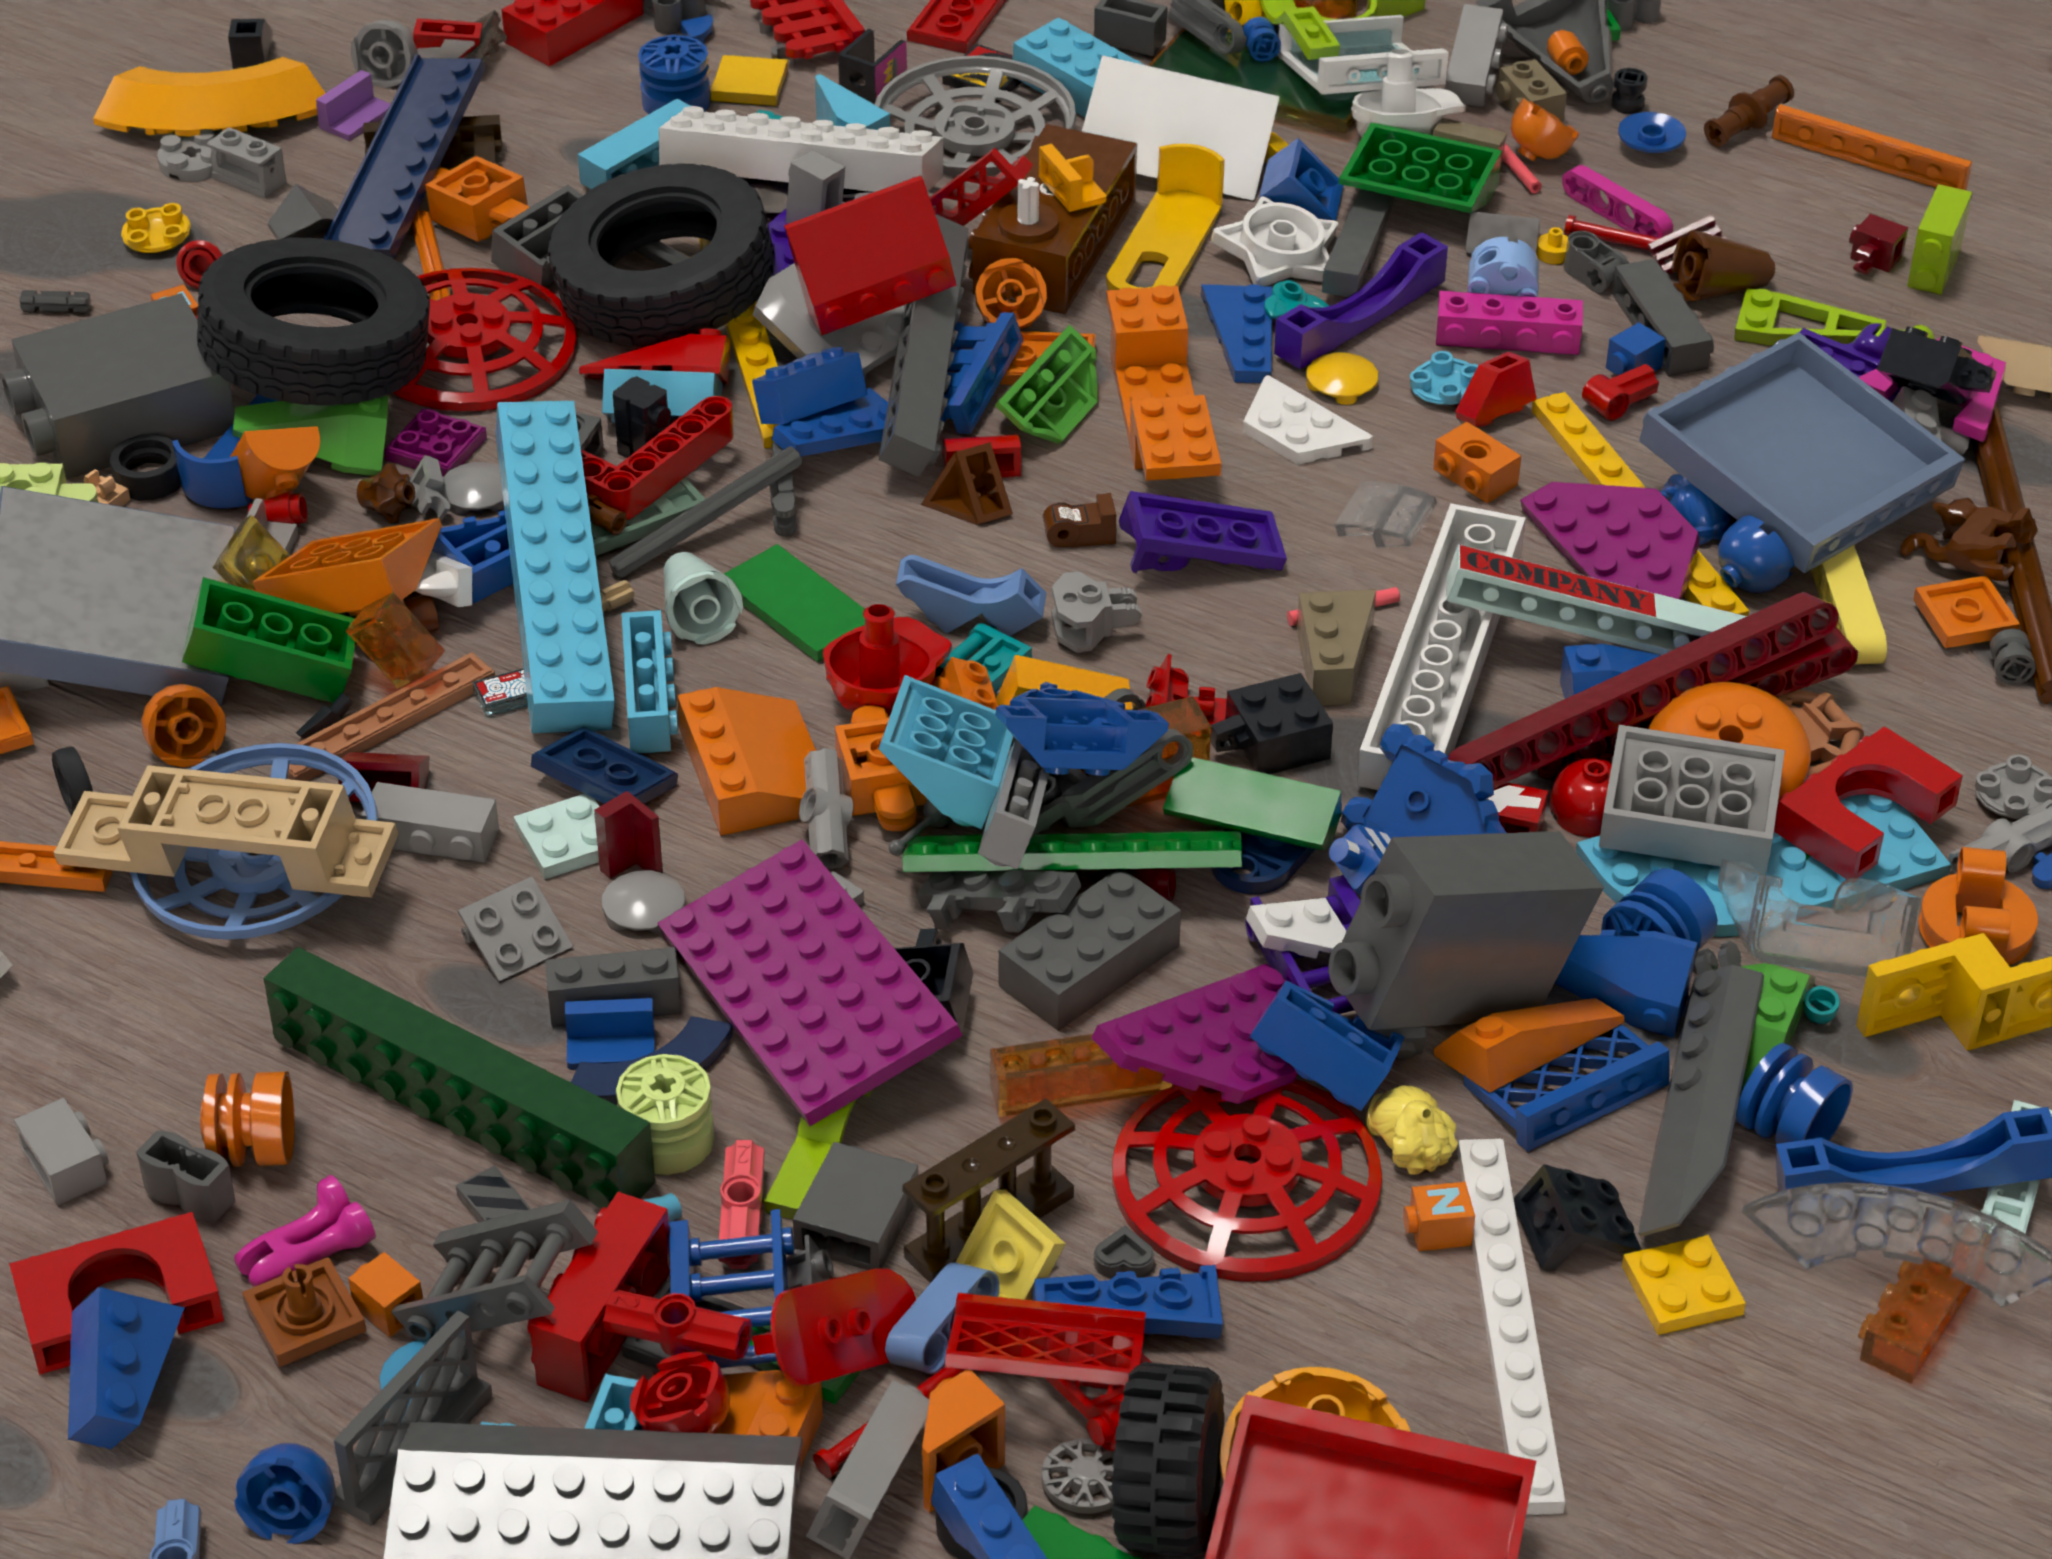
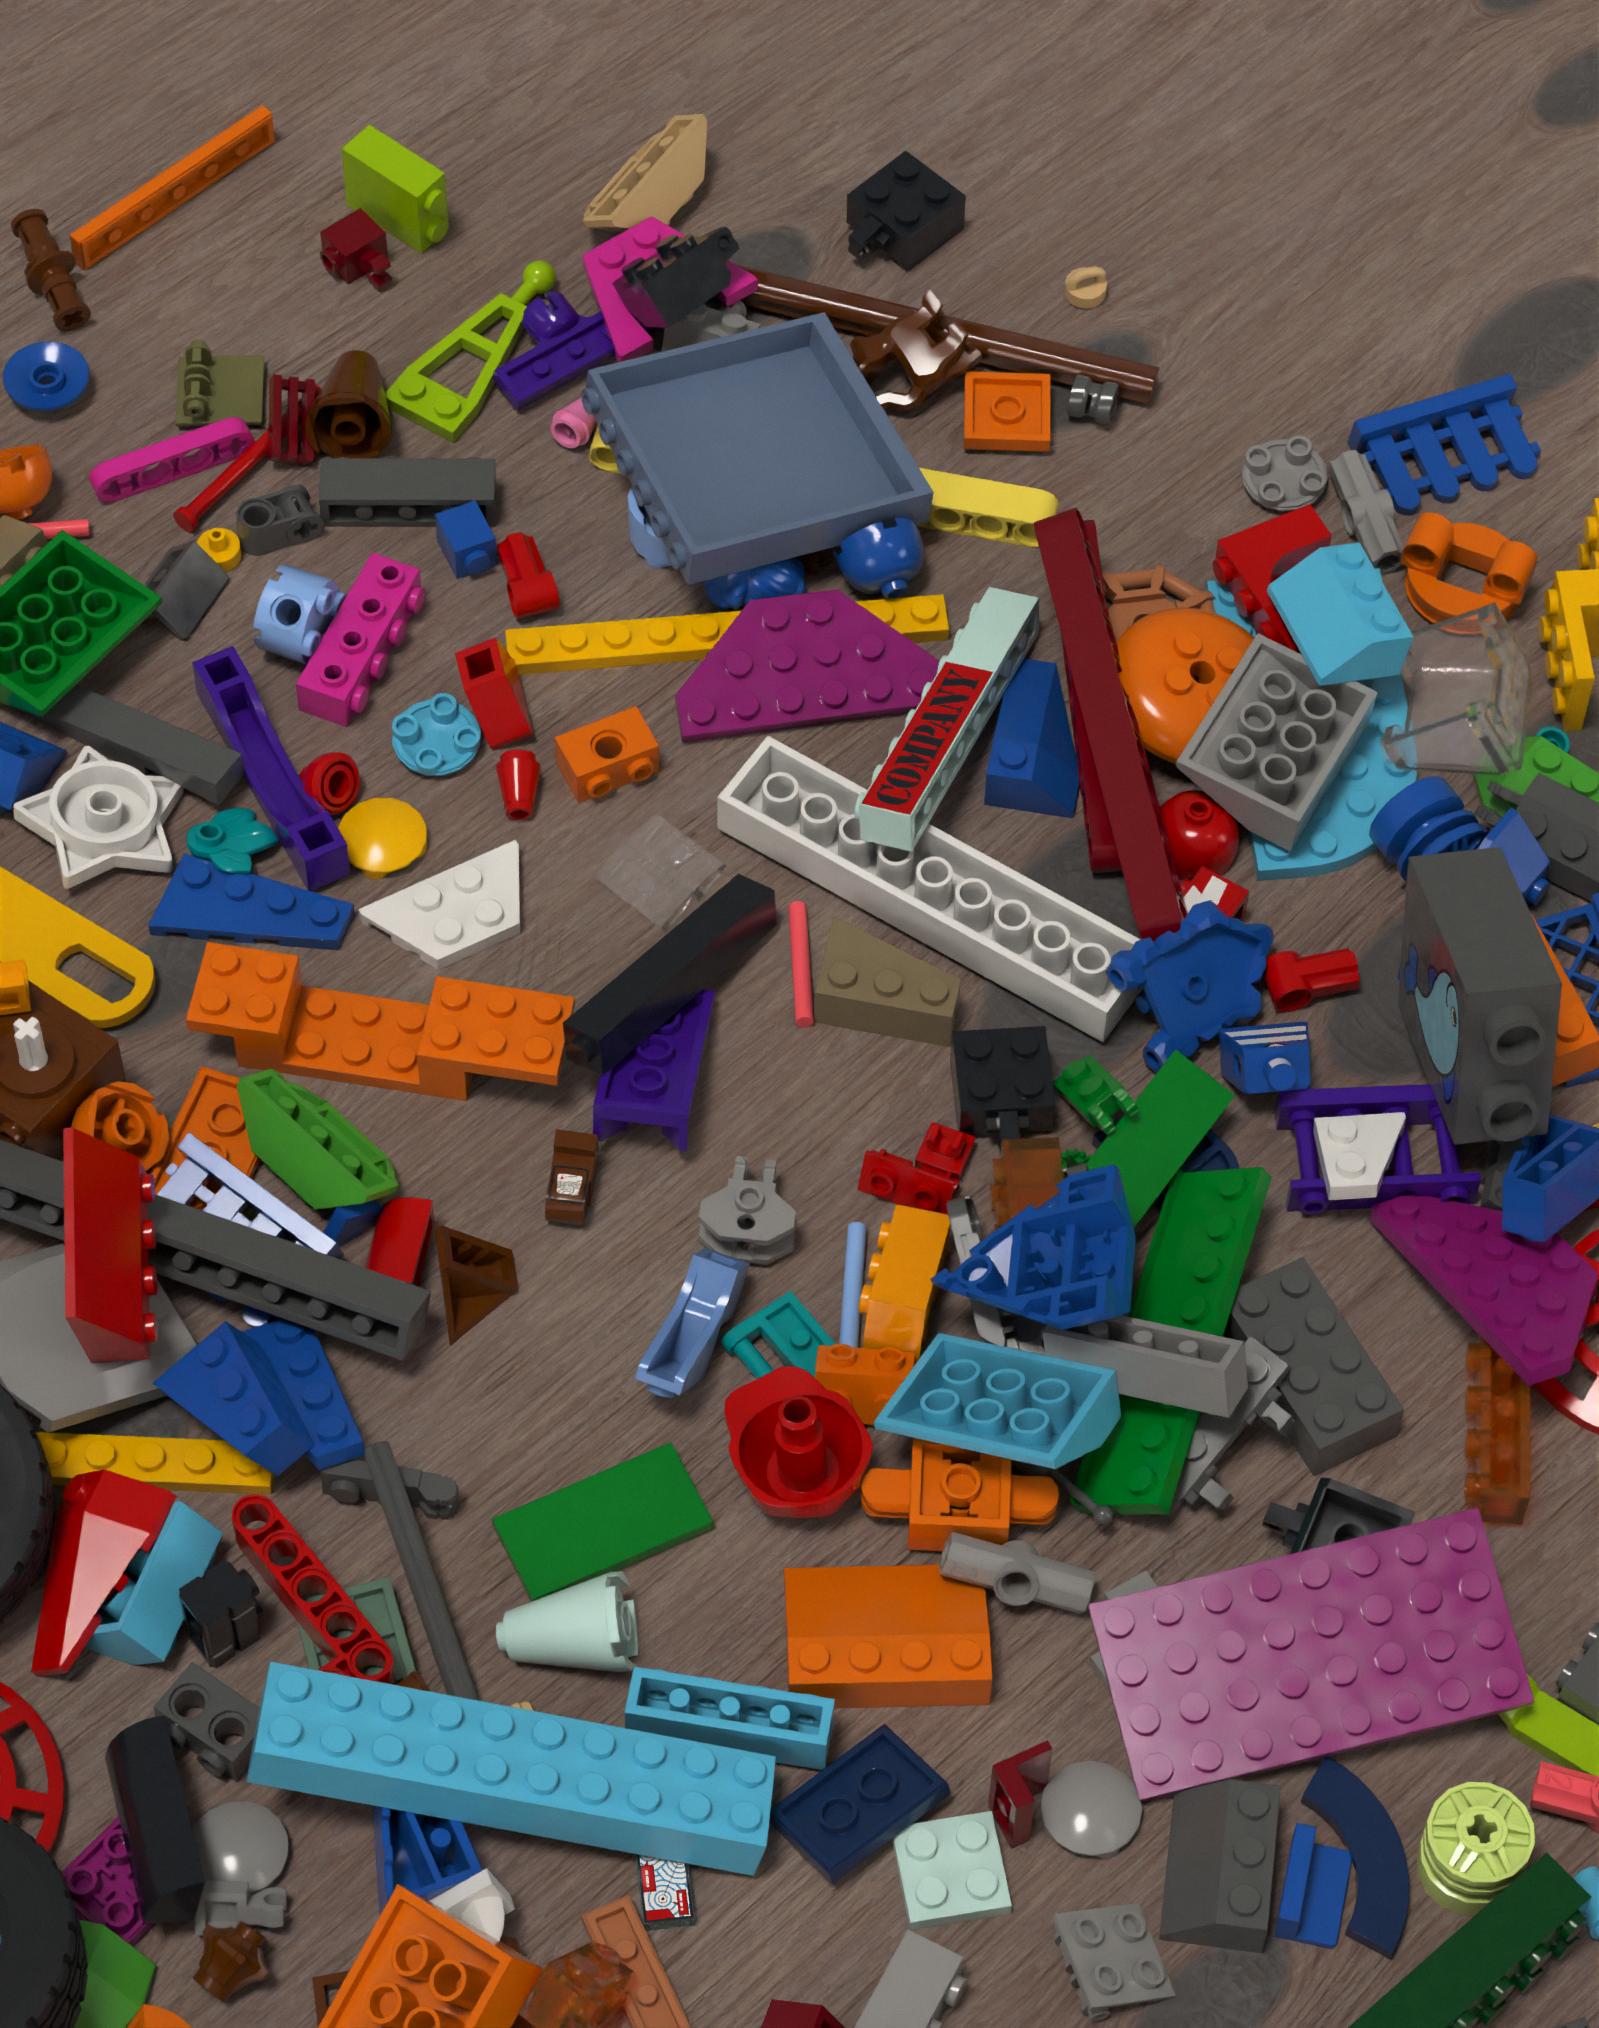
camera: 75 degrees left, 15 degrees up
(448, 436) = (155, 1822): none -> black brick
(995, 424) = (351, 1221): none -> blue tile
(1276, 517) = (669, 974): none -> black brick
(1281, 763) = (1094, 1093): none -> green hinge
(1367, 334) = (332, 781): none -> red brick
(1425, 426) = (518, 782): none -> red cone
(1691, 204) = (218, 387): none -> olive hinge
(1834, 796) = (1341, 616): none -> medium azure slope

